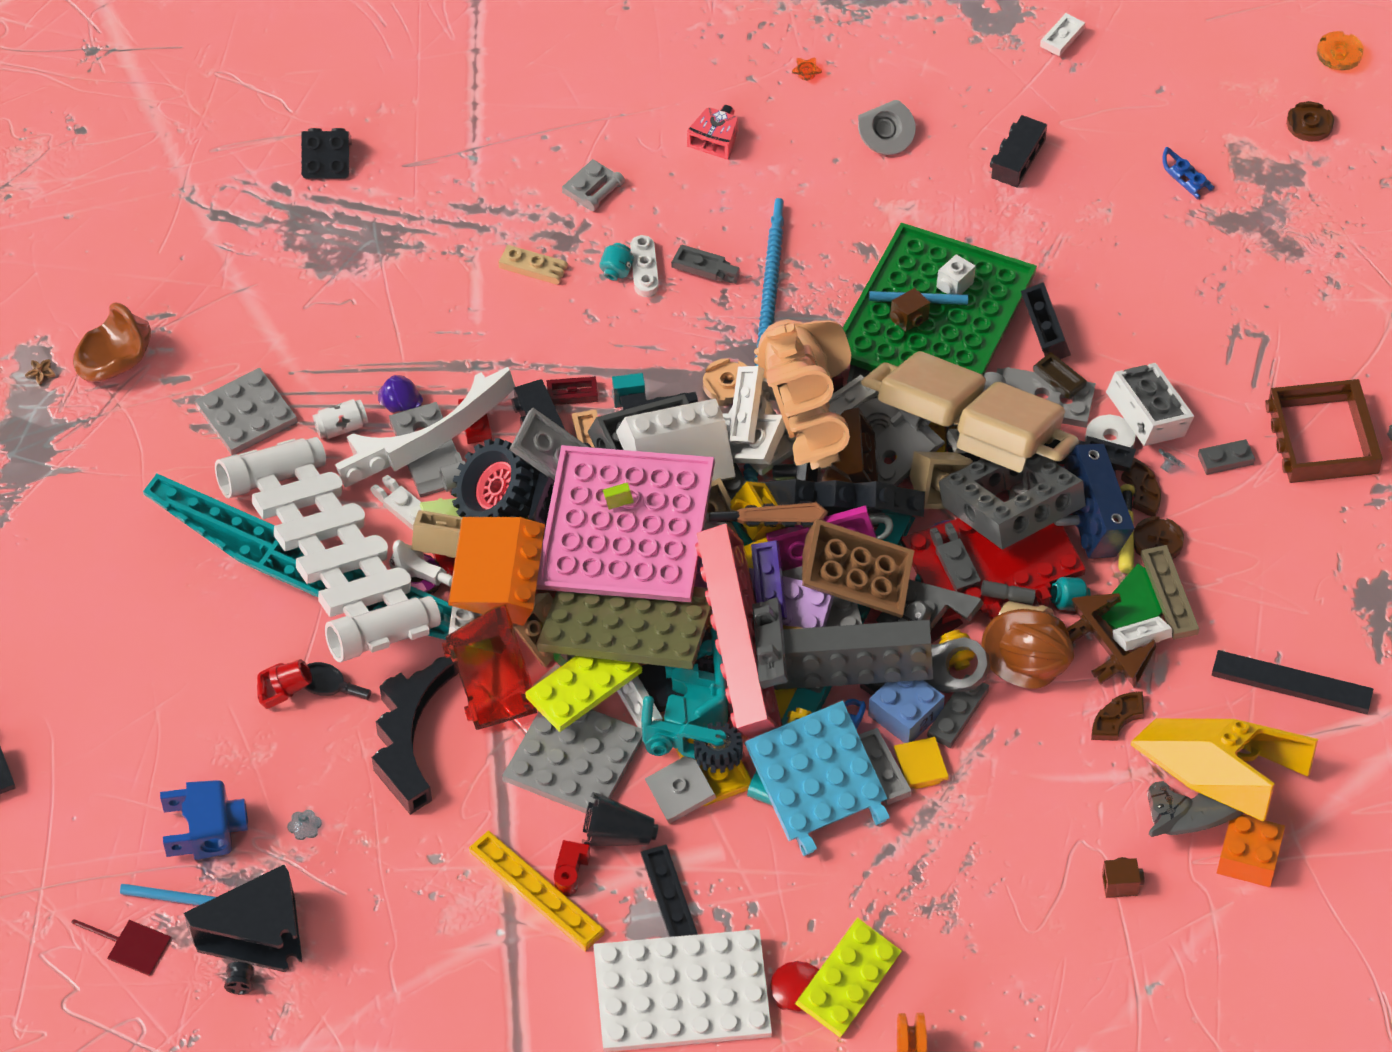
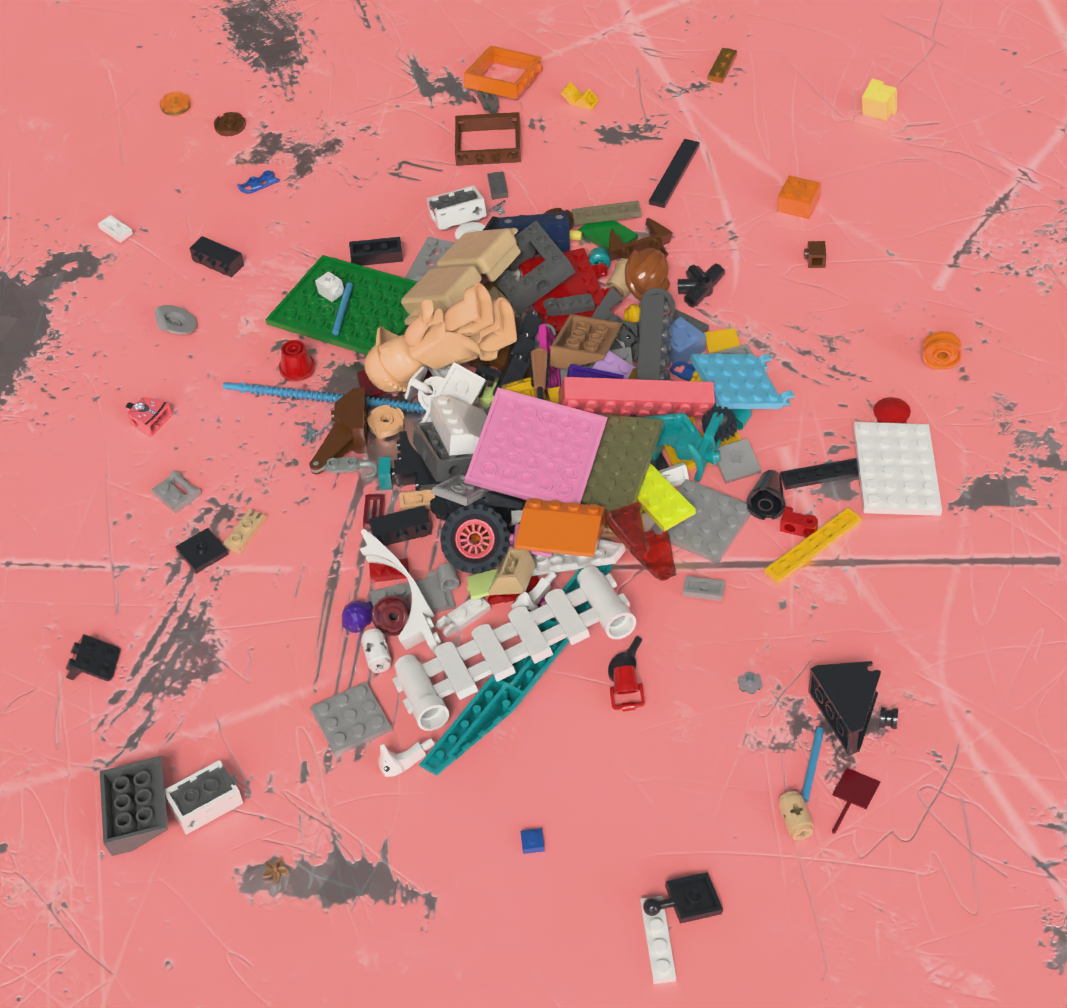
camera: 80 degrees left, 5 degrees down
(70, 608) = (532, 841): none -> blue plate
(78, 877) = (795, 815): none -> tan piece
(112, 346) = (269, 806): dark orange piece -> none
(113, 217) = (133, 804): none -> dark grey slope
(128, 280) = (203, 797): none -> piece
(176, 459) = (395, 764): none -> white animal
(209, 819) = (753, 733): blue piece -> none
(382, 418) = (381, 614): none -> dark red piece
(397, 728) = (704, 618): black arch -> none
(451, 761) = (704, 588): none -> light grey plate
(499, 226) = (201, 550): none -> black plate
(616, 261) = (259, 476): teal head -> none
(618, 496) = (521, 442): lime tile -> none
(644, 252) = (263, 465): white plate -> none
(694, 338) = (347, 434): none -> reddish brown slope
(695, 303) = (309, 436): none -> clear light blue plant
(705, 264) = (273, 428): dark grey hinge -> none
(746, 404) = (438, 382): white plate -> none
(769, 643) = (668, 372): dark grey hinge -> none
(806, 74) = (100, 364): clear orange plate -> none
(820, 266) = (295, 361): none -> red piece
(848, 977) = (887, 383): neon yellow plate -> none
(910, 310) = (357, 308): reddish brown brick -> none
(1012, 593) = (601, 281): dark grey piece -> none
(1033, 726) = (699, 283): none -> black piece
(1059, 375) = (422, 248): dark brown tile -> none
(1116, 714) = (692, 251): reddish brown tile -> none
(1142, 633) = (638, 226): white plate -> none
(1179, 814) = (774, 207): dark grey animal -> none
(1208, 757) = (741, 195): yellow windscreen -> none

